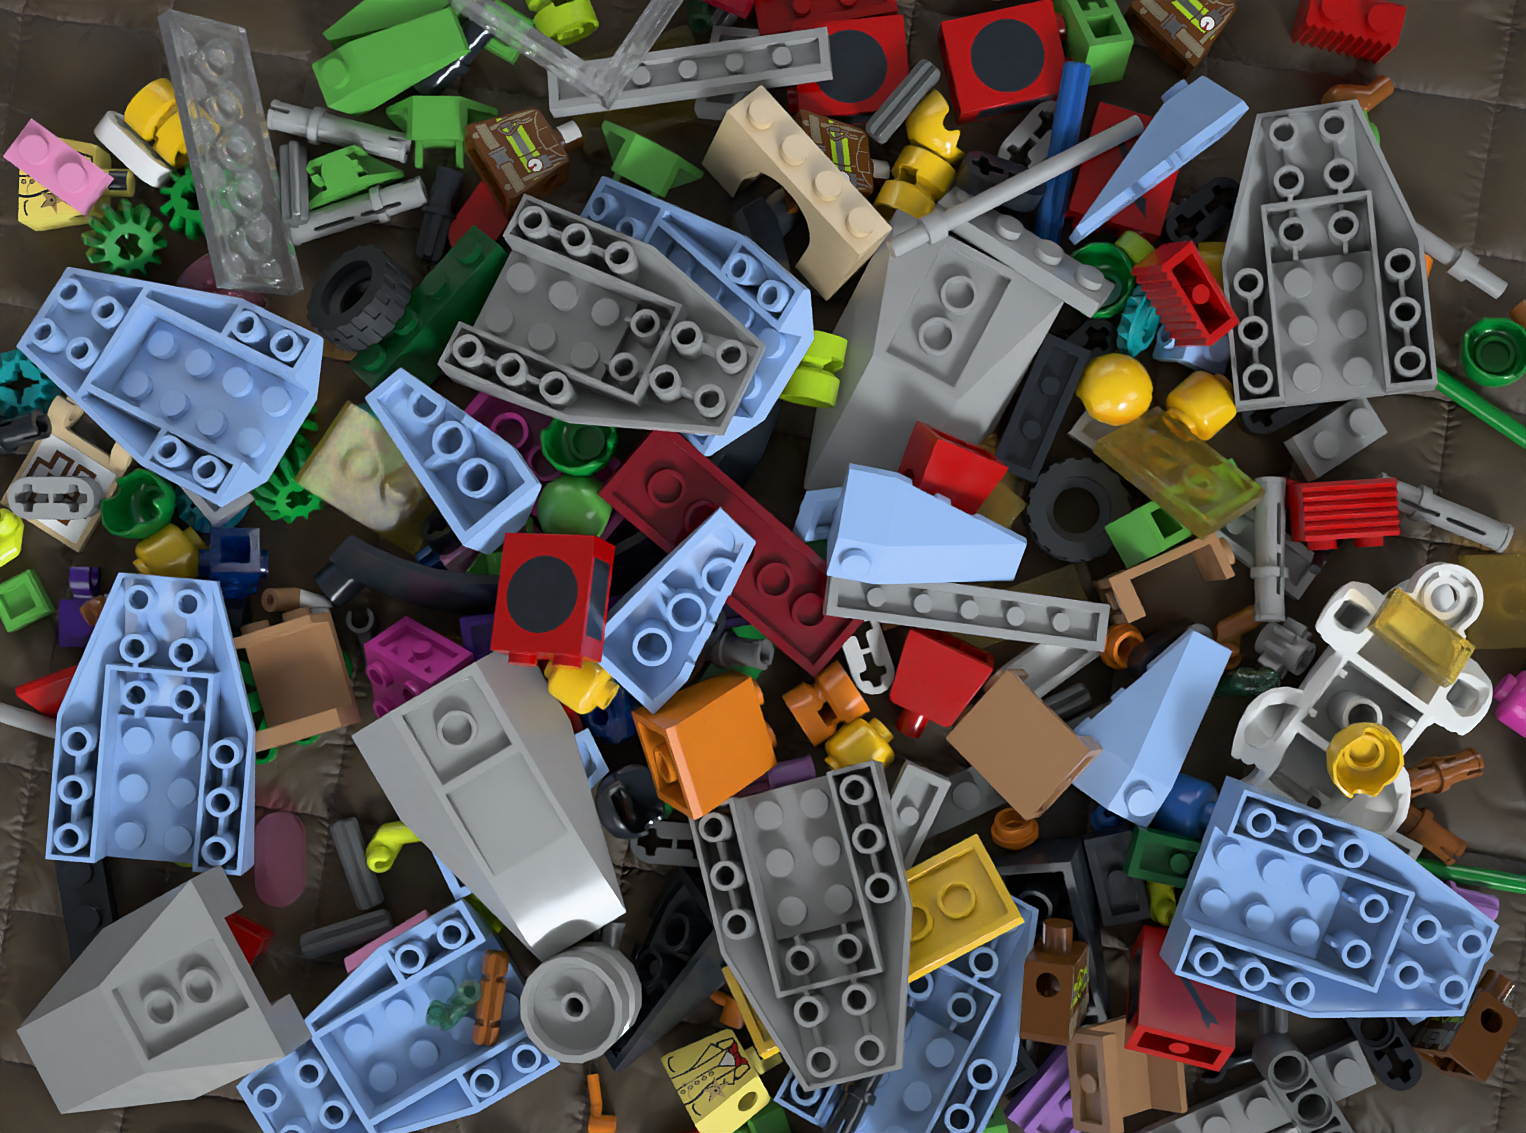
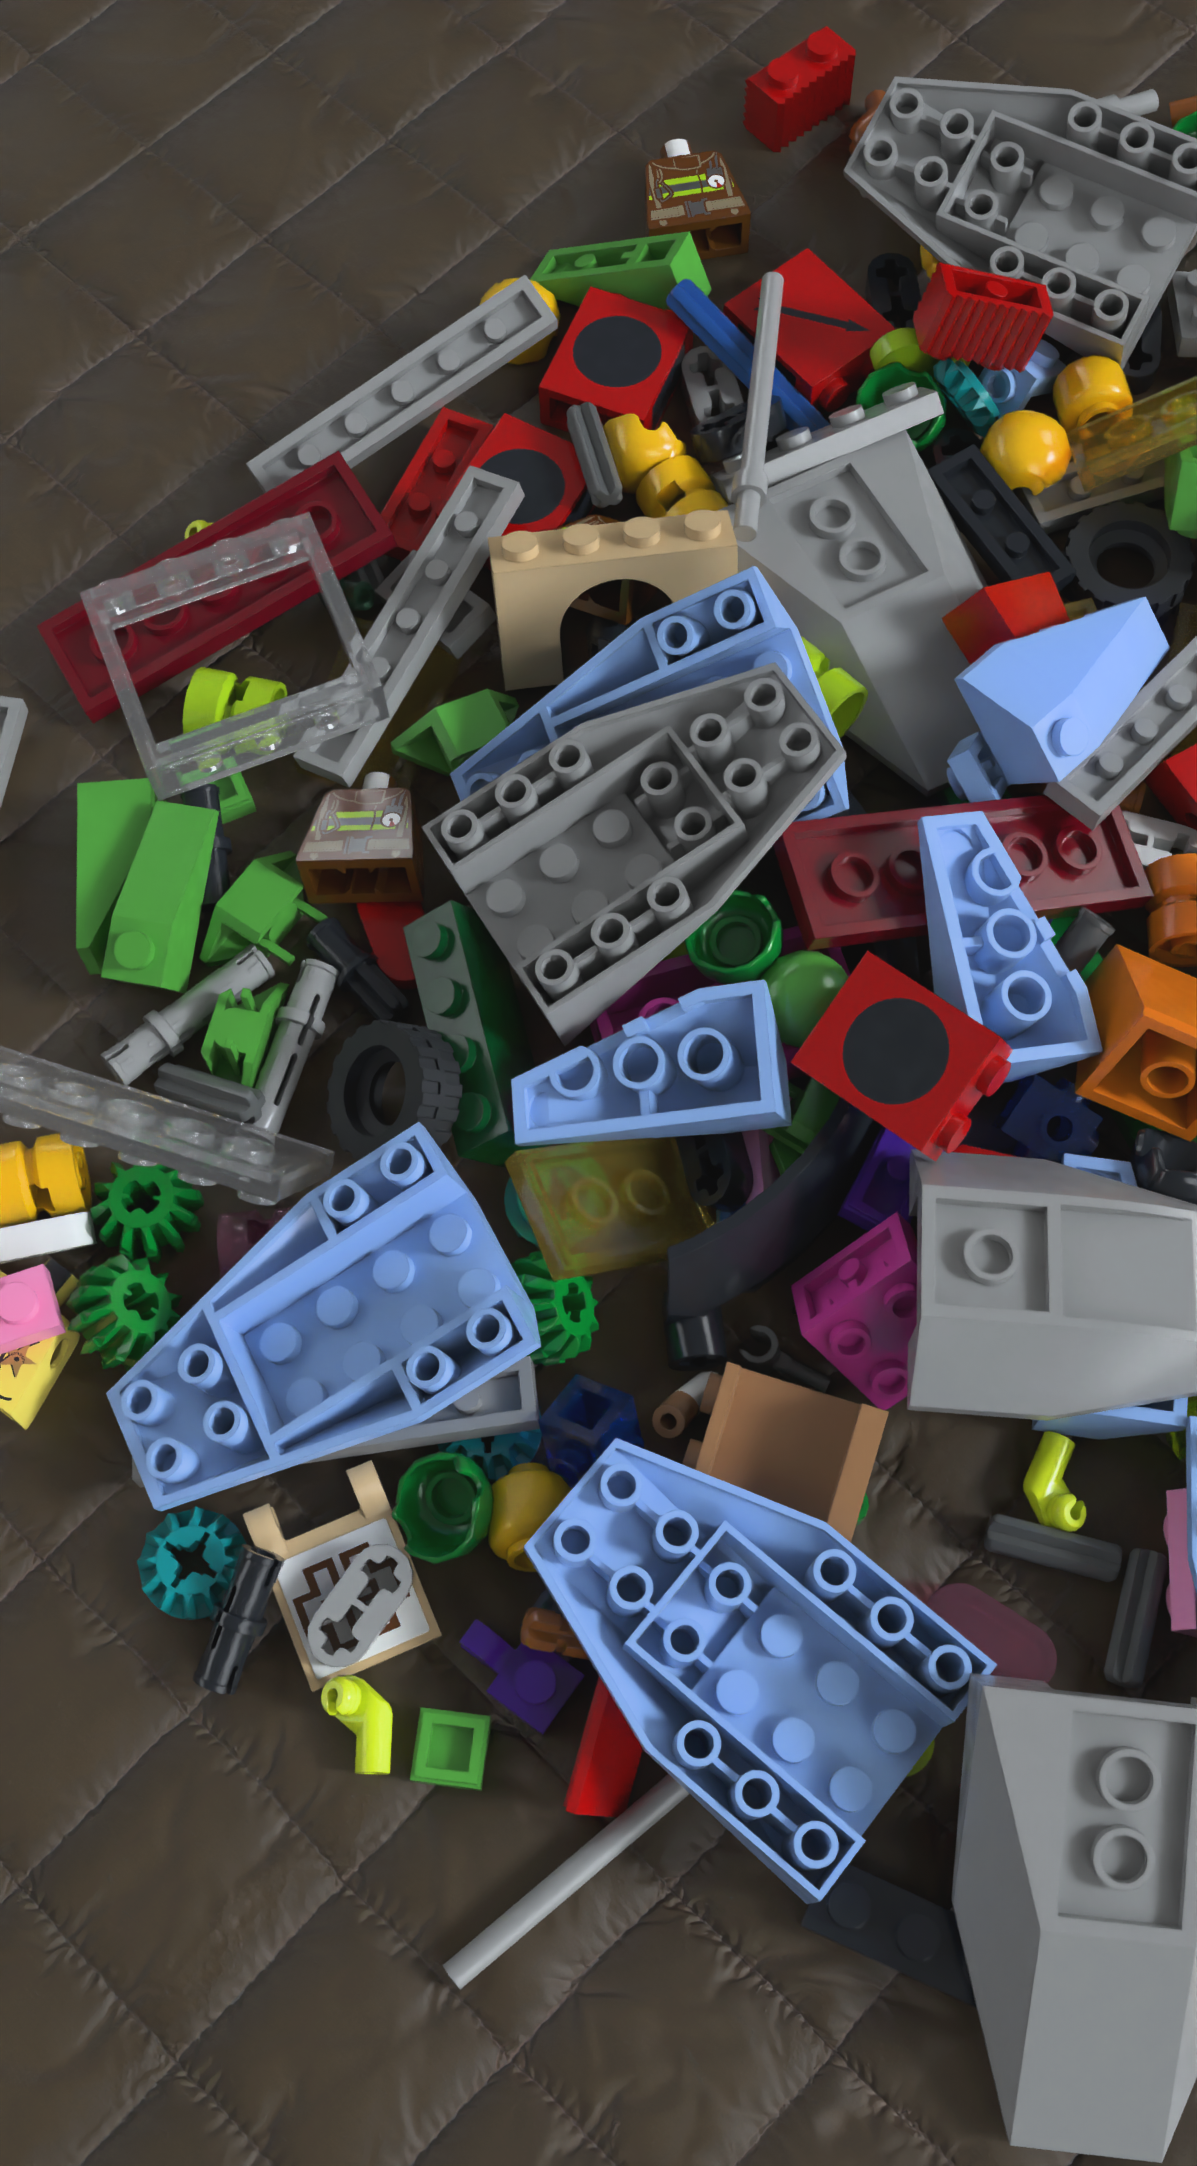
camera: 55 degrees left, 20 degrees down
(582, 688) = (1015, 1113): yellow head -> none
(1182, 128) = (816, 258): light blue wedge -> none

